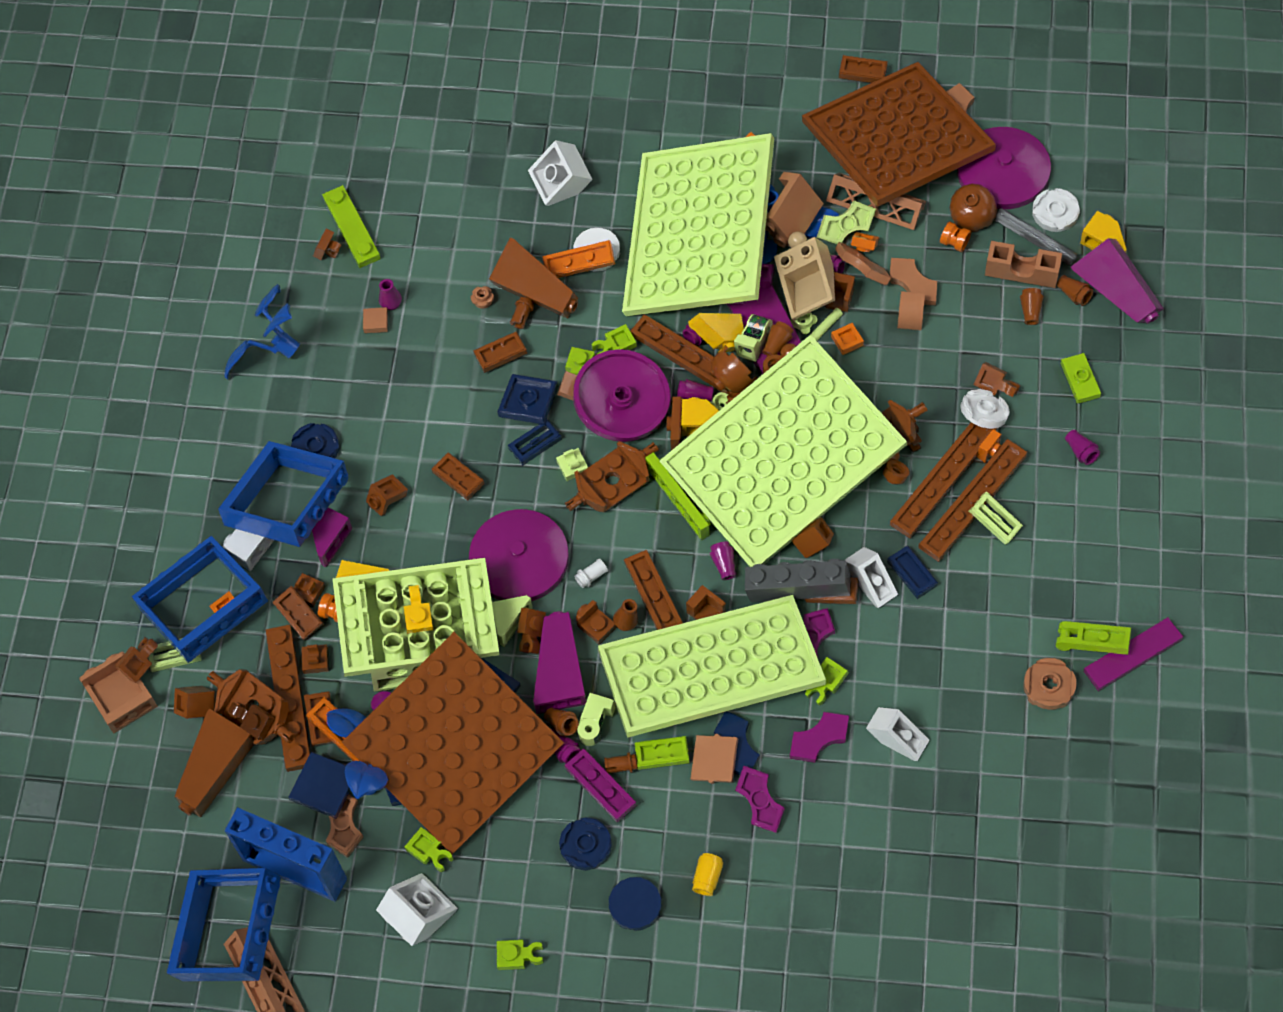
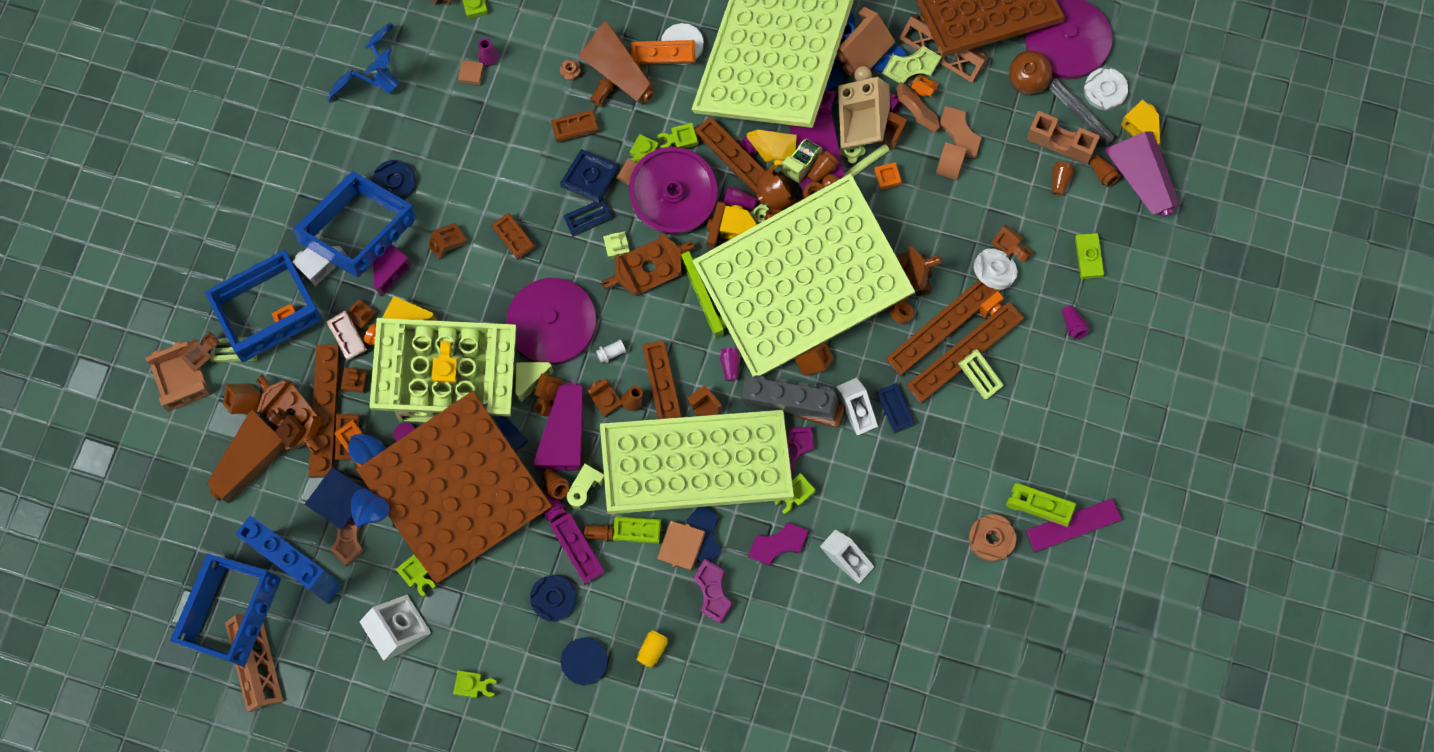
camera: 10 degrees right, 10 degrees up
(955, 236) = (1008, 97): orange wheel -> none

